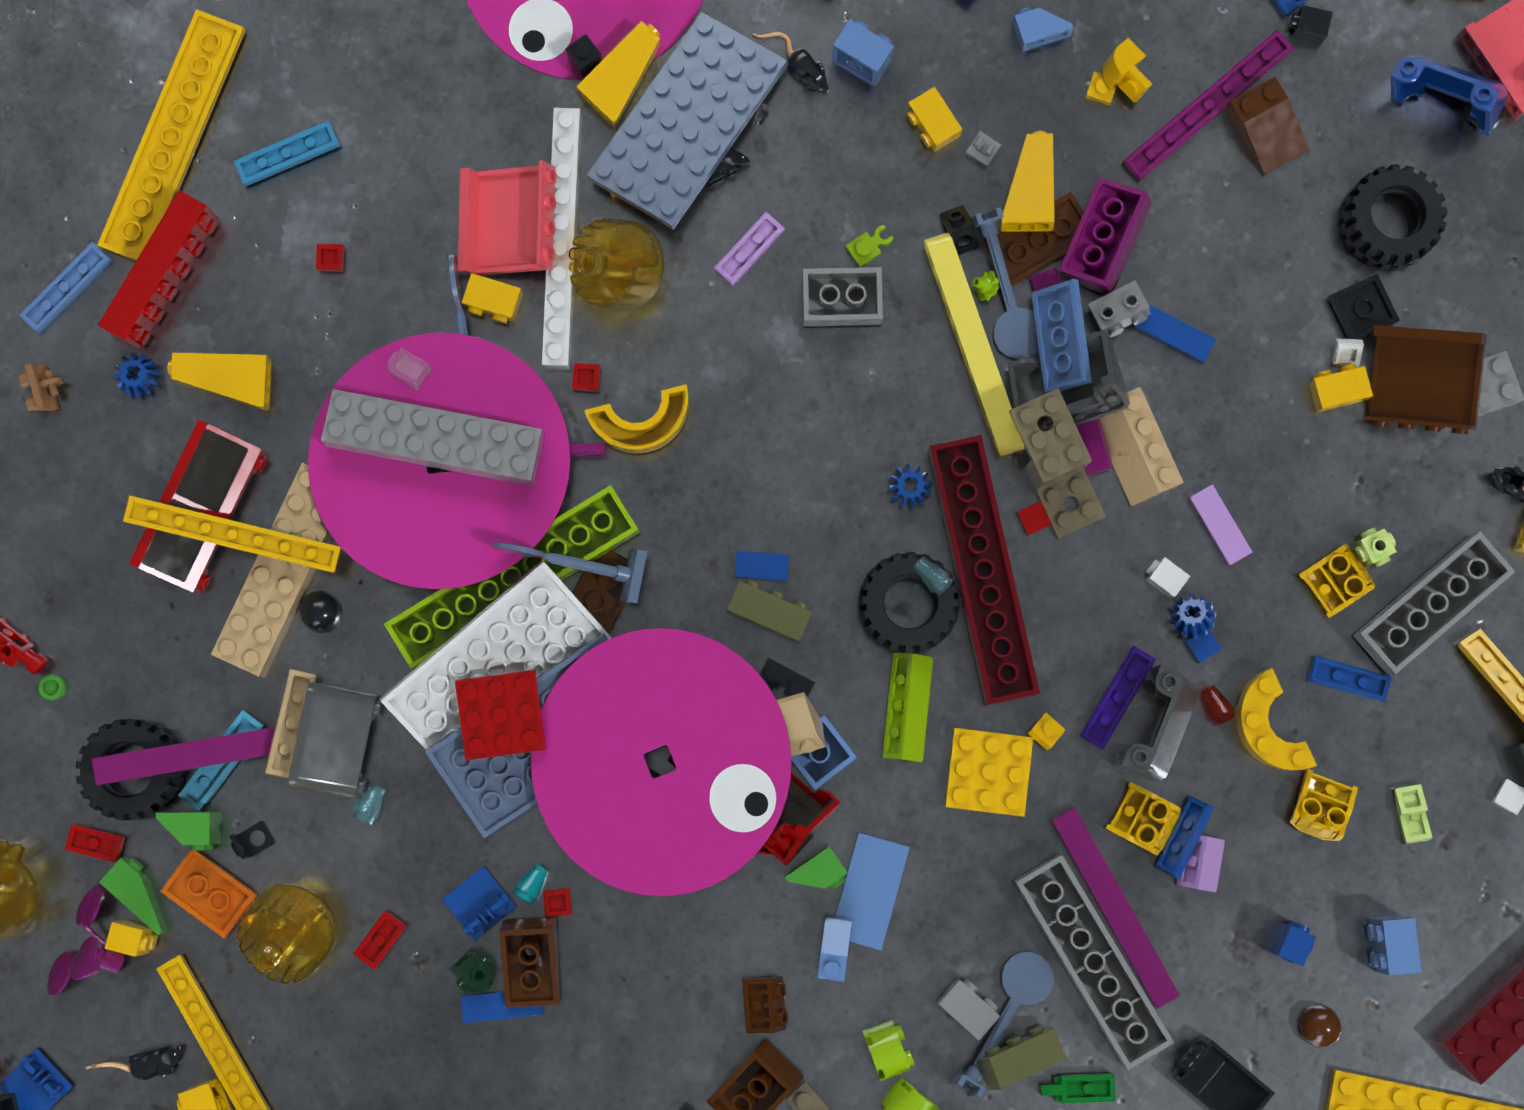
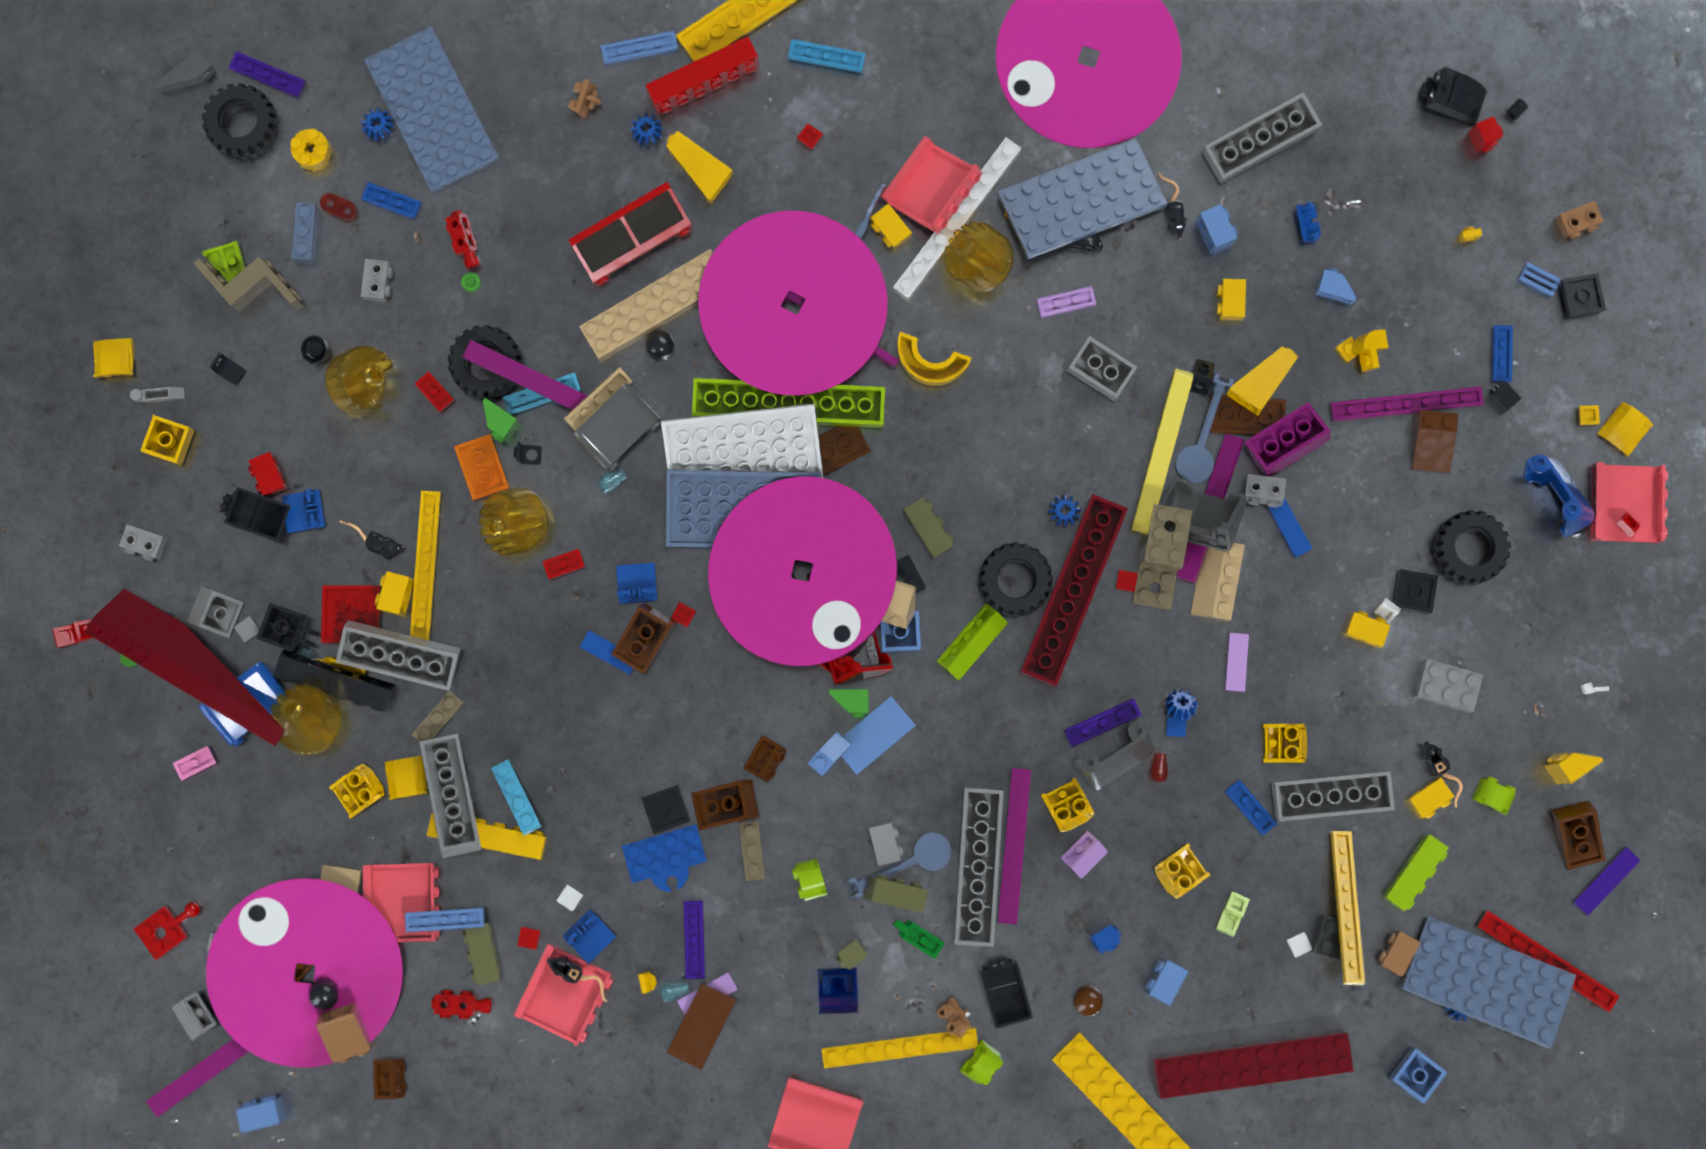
camera: 30 degrees right, 0 degrees up
(90, 956) = (390, 456): magenta plant -> none
(130, 938) = (419, 462): yellow brick -> none
(134, 890) = (439, 434): bright green slope -> none
(232, 534) = (640, 263): yellow plate -> none
(408, 368) = (811, 235): clear brick -> none
(432, 437) = (798, 287): light grey brick -> none
(473, 973) = (605, 621): clear green brick -> none
(500, 715) = (726, 478): red plate -> none
(530, 885) = (675, 592): teal cone -> none
(583, 55) = (1046, 117): black brick -> none
(586, 377) = (914, 313): red plate -> none
(619, 74) = (1059, 143): yellow slope -> none
(629, 575) = (860, 449): sand blue piece -> none
(761, 566) = (942, 497): blue tile -> none
(865, 248) = (1136, 349): lime plate -> none
(887, 1051) = (819, 837): lime cylinder -> none
(934, 576) = (1041, 574): clear light blue cone -> none
(983, 149) = (1250, 337): light grey tile -> none
(986, 285) = (1194, 421): lime plant -> none
(989, 772) = (994, 714): yellow plate -> none
(1046, 731) = (1045, 713): yellow plate -> none
(1061, 336) = (1217, 482): medium blue tile -> none
(1166, 577) = (1182, 670): white brick -> none
(1184, 837) = (1084, 832): blue tile -> none
(1255, 729) = (1171, 802): yellow brick -> none
(1366, 548) = (1313, 738): yellowish green brick -> none
(1426, 378) = (1422, 658): reddish brown panel -> none

